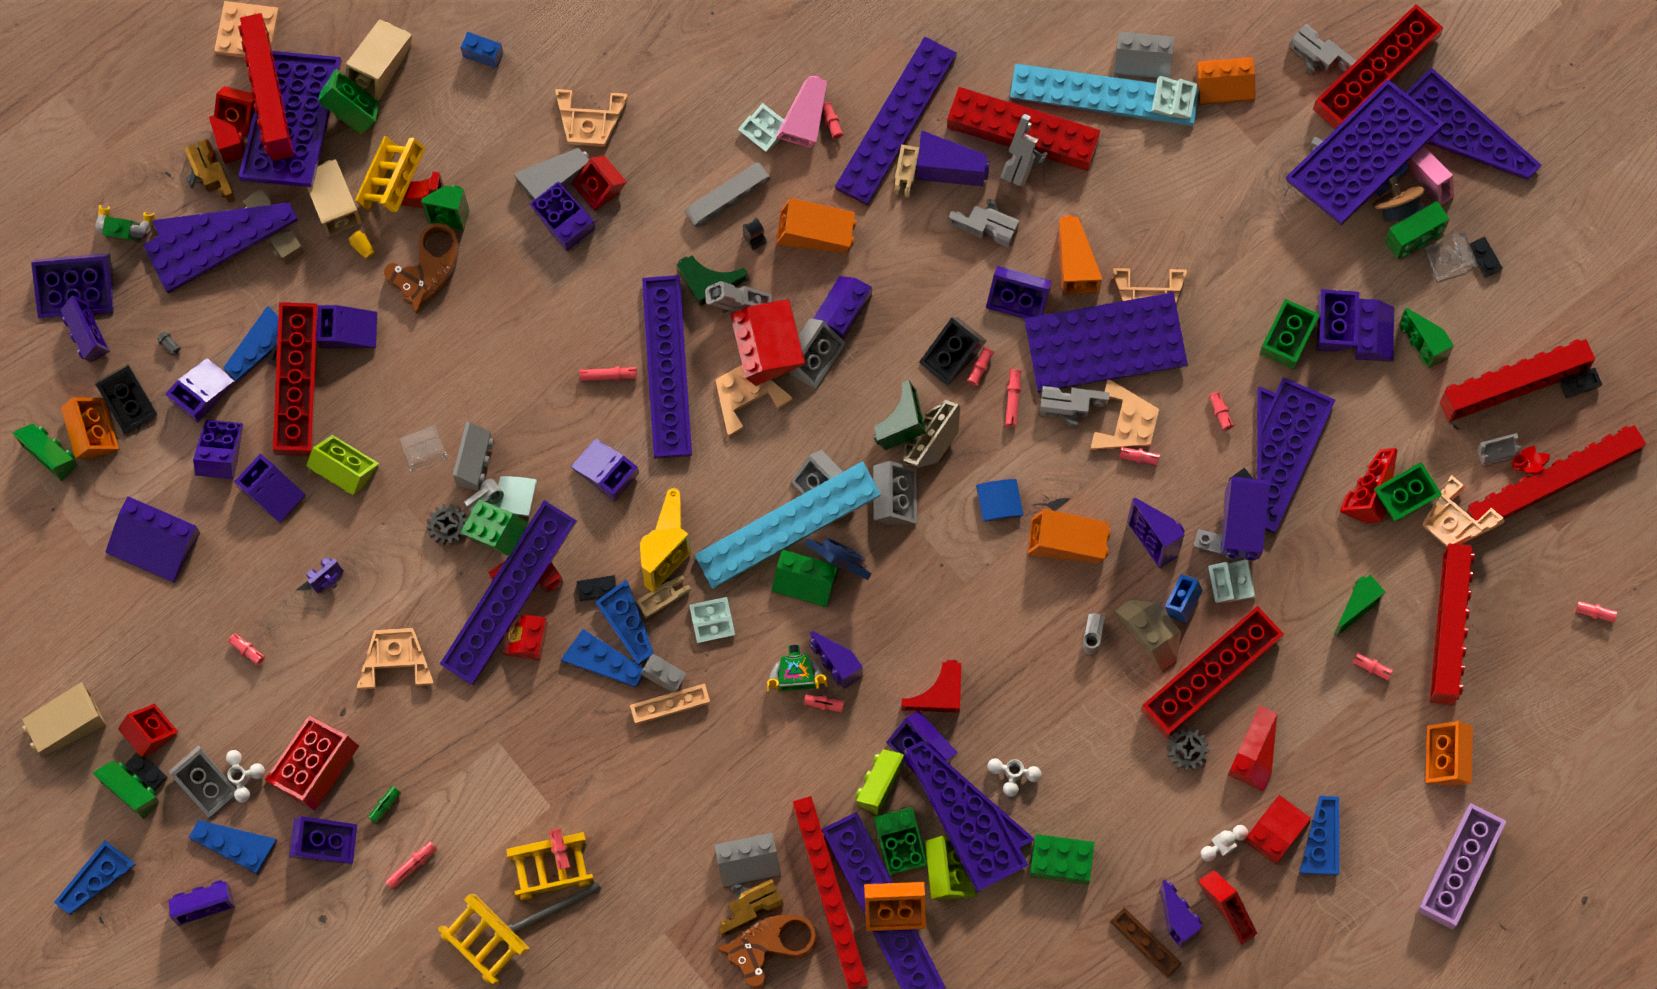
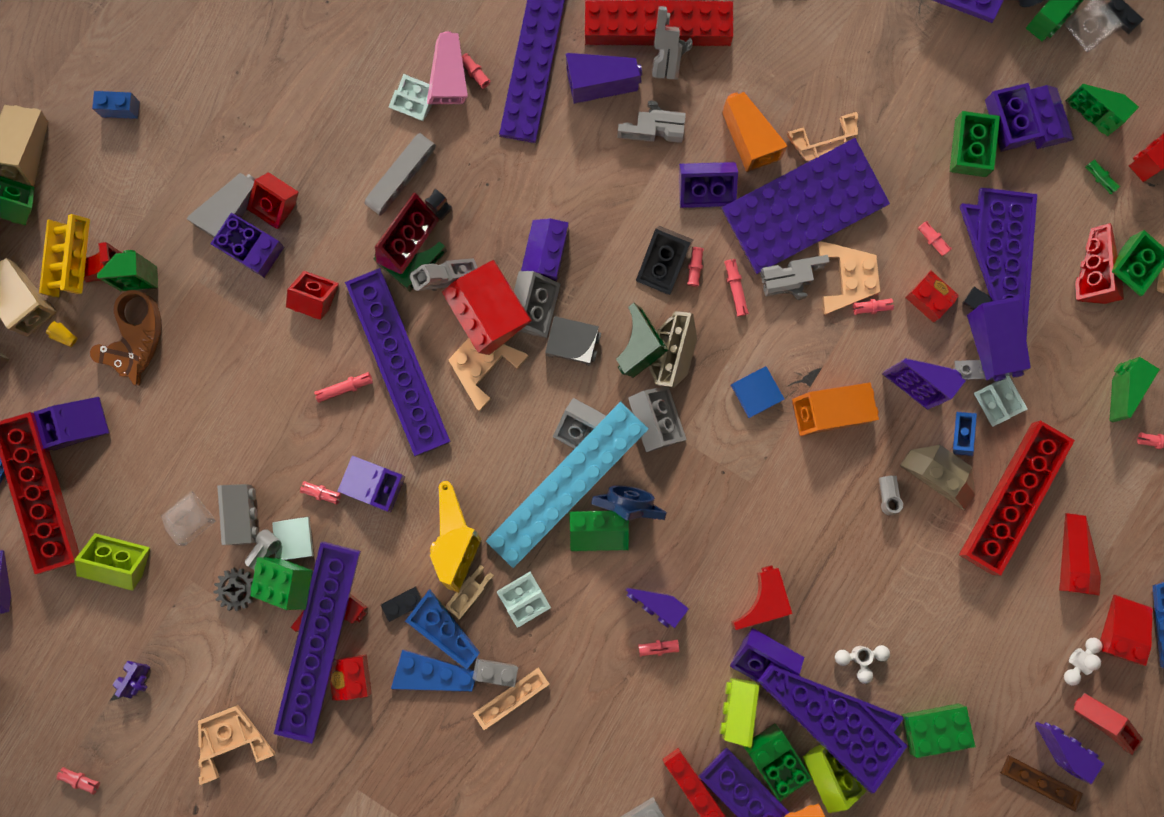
camera: 20 degrees left, 10 degrees up
(269, 488) = (47, 610): dark purple slope -> none
(554, 463) = (320, 492): none -> coral pin
(587, 125) = (245, 147): light nougat wing -> none
(606, 280) = (311, 295): none -> red slope
(714, 251) = (405, 235): none -> dark red slope
(796, 672) = (622, 627): torso -> none
(815, 226) = (494, 179): orange slope -> none
(839, 397) = (573, 340): none -> dark grey panel
(906, 168) = (560, 95): tan hinge -> none
(1180, 749) = (1020, 587): dark grey gear -> none
(1200, 463) = (932, 296): none -> red slope
(1407, 403) = (1102, 176): none -> green pin

